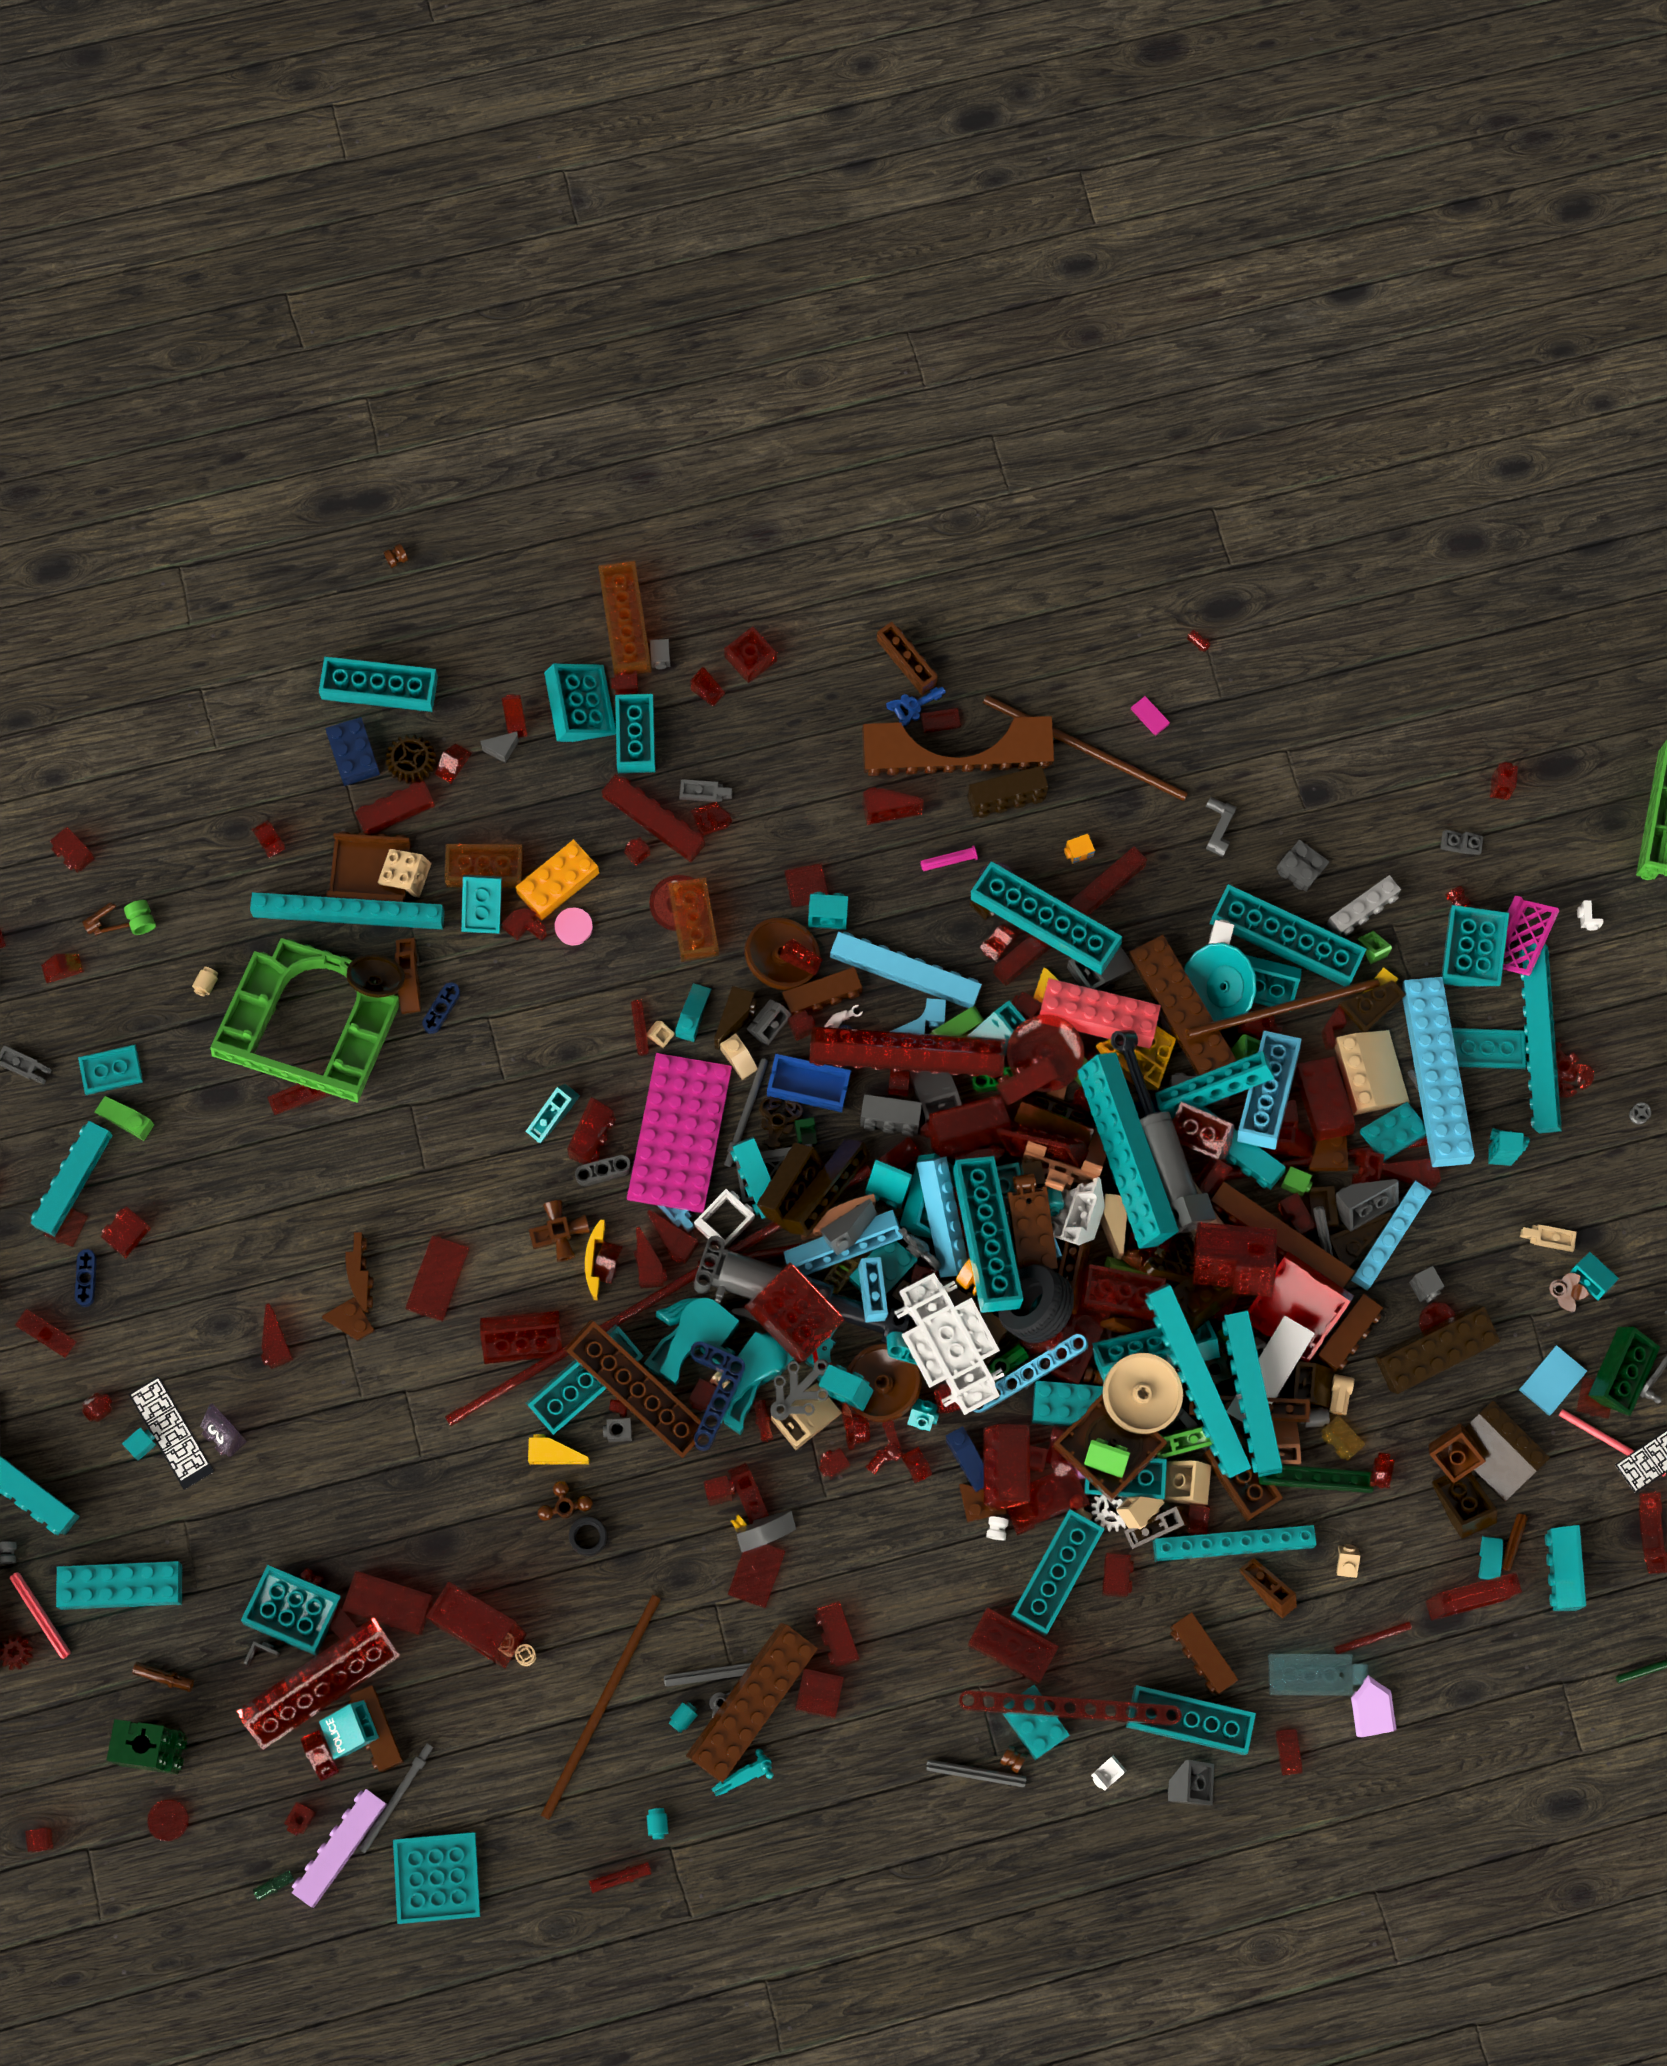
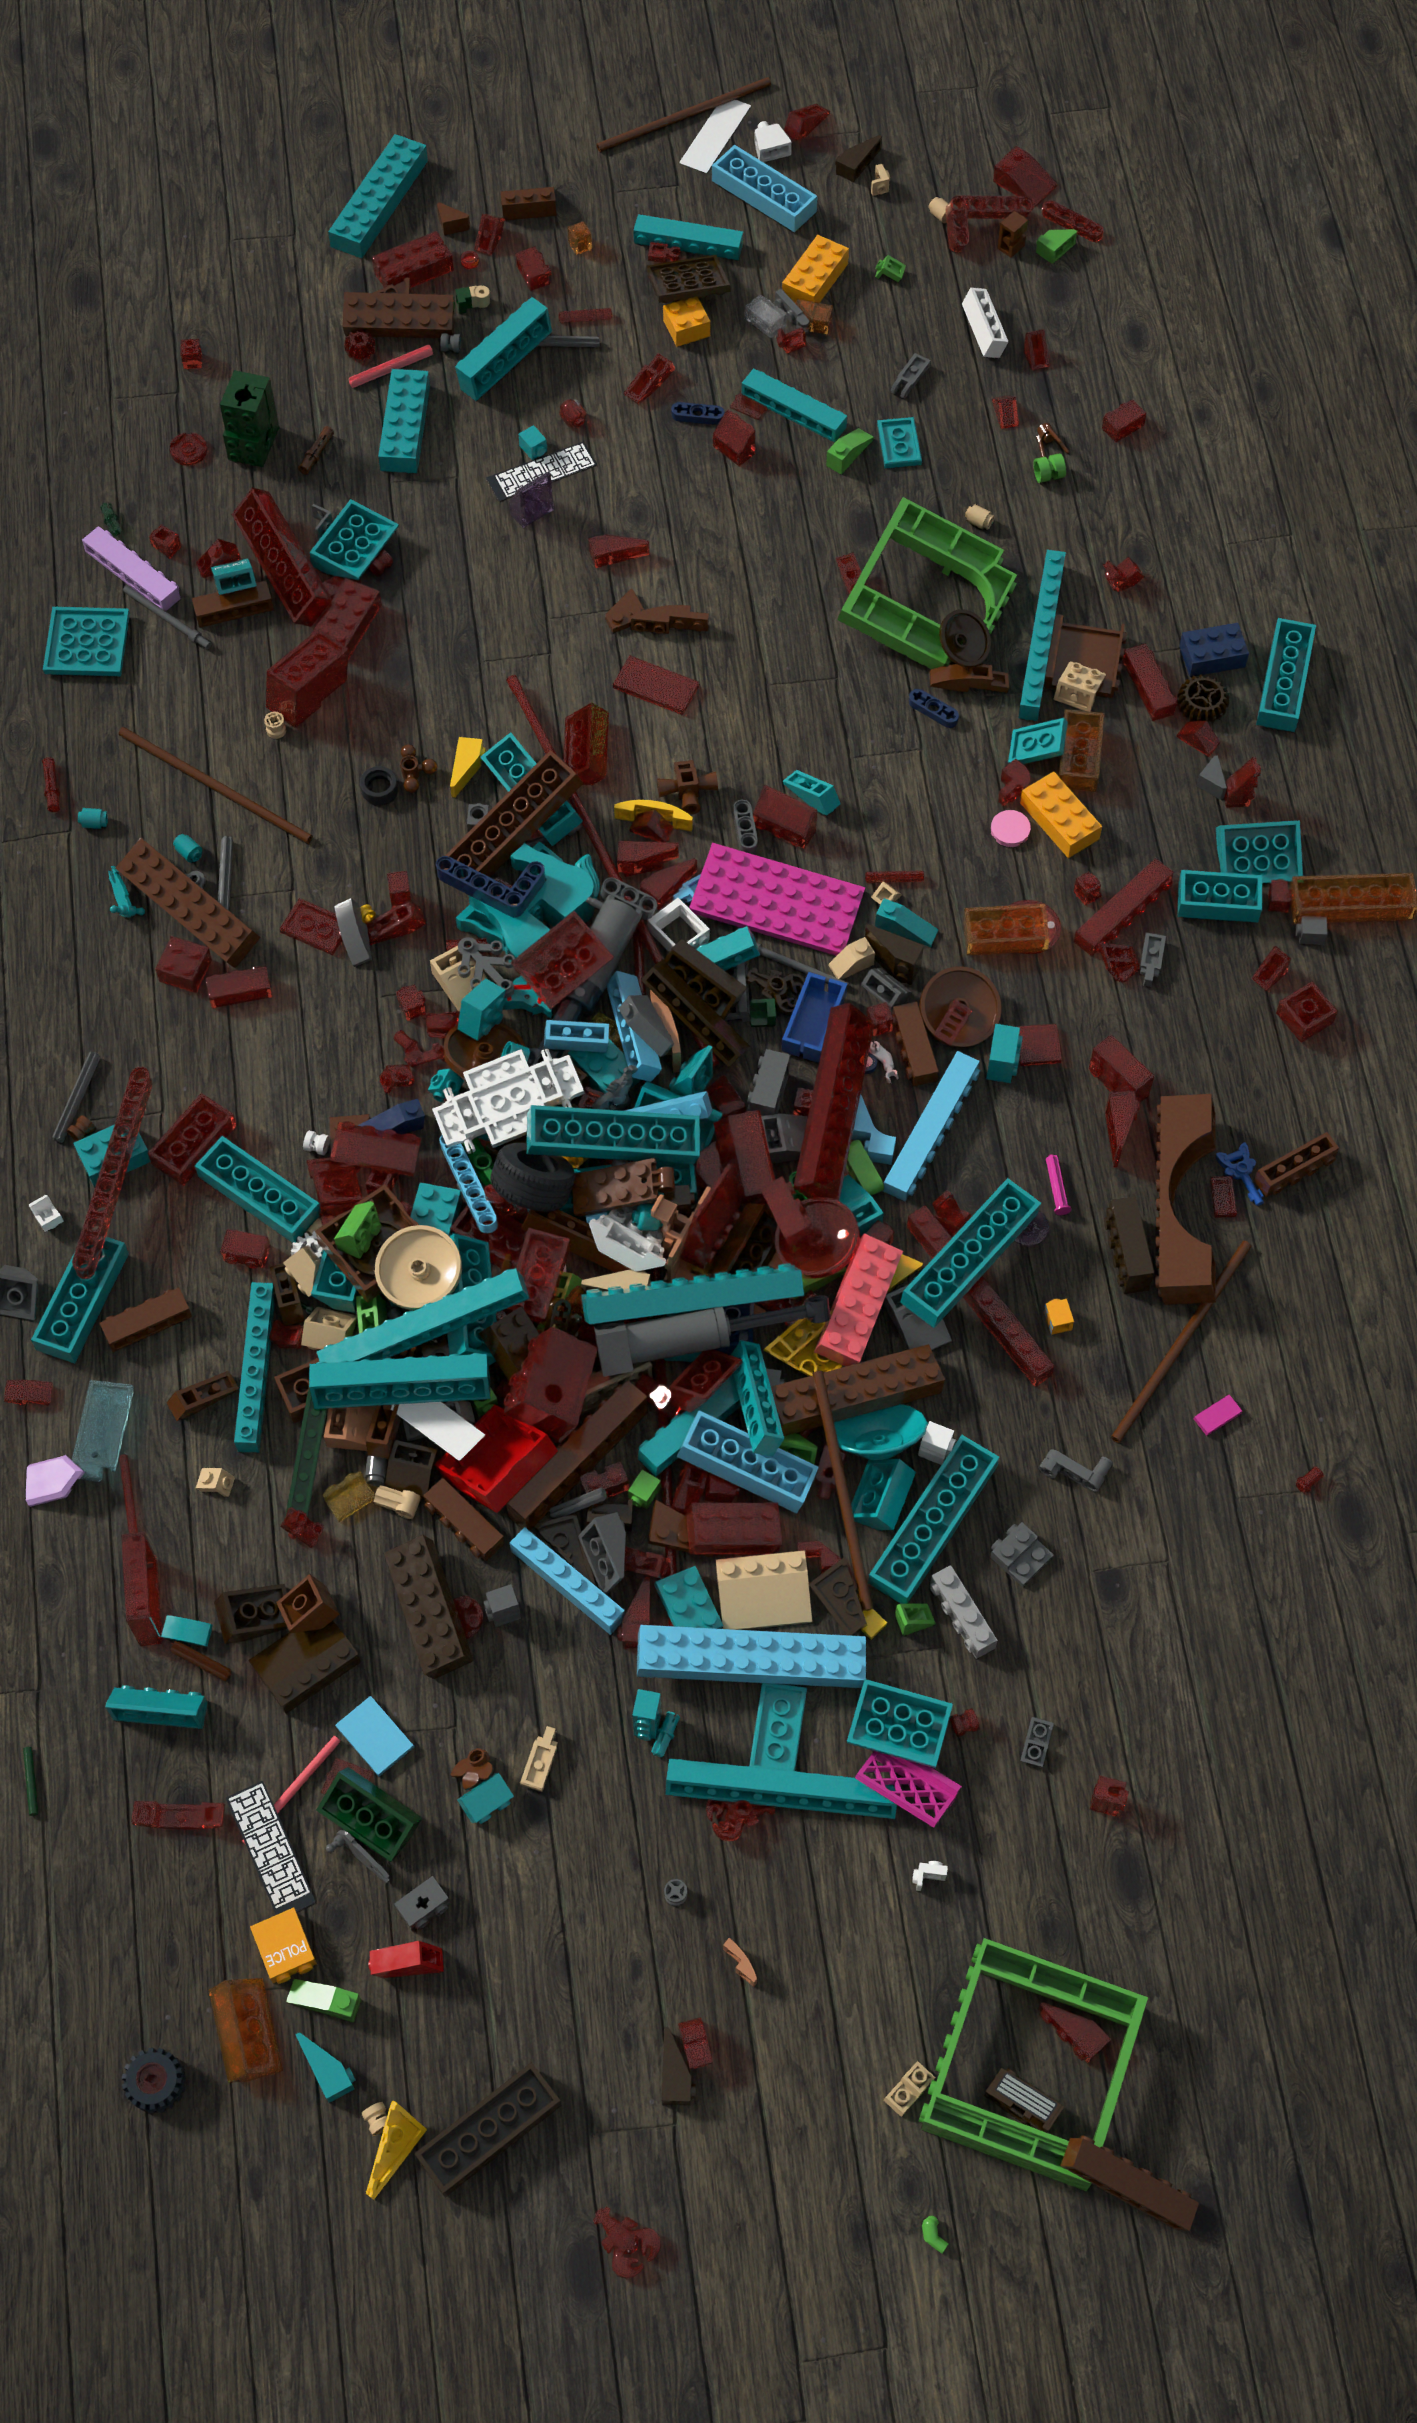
camera: 100 degrees right, 10 degrees down
(835, 809) = (1120, 1069): none -> clear red brick

